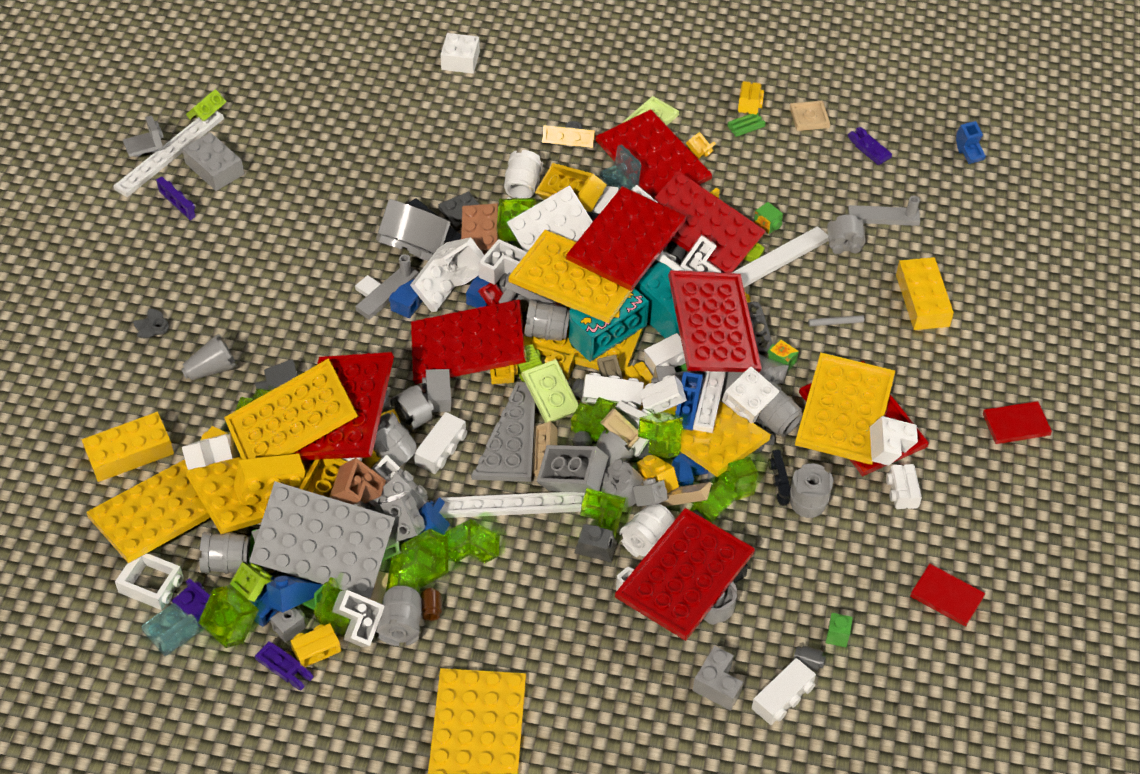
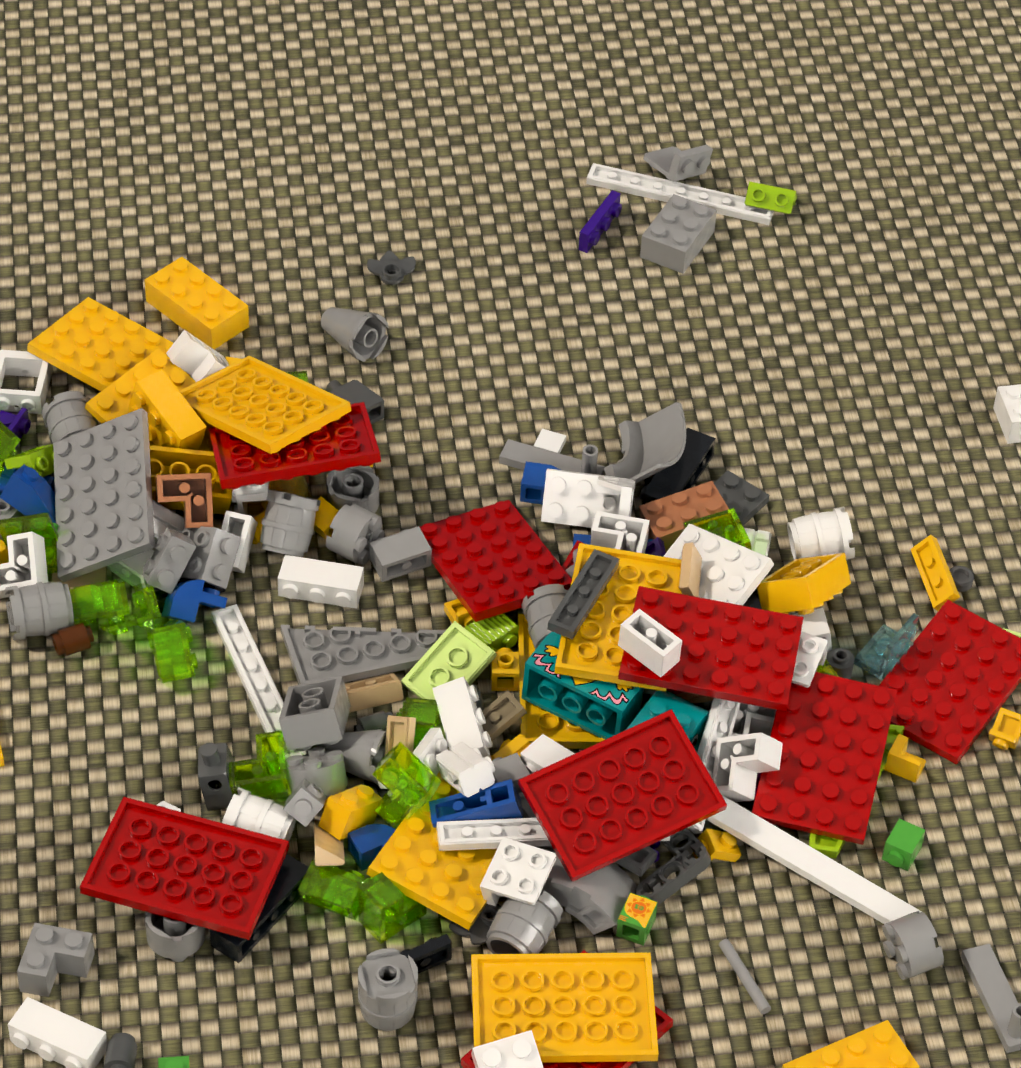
camera: 70 degrees right, 5 degrees down
(548, 225) = (690, 570): none -> tan tile
(560, 284) = (583, 594): none -> dark grey plate
(629, 256) = (650, 642): none -> white brick

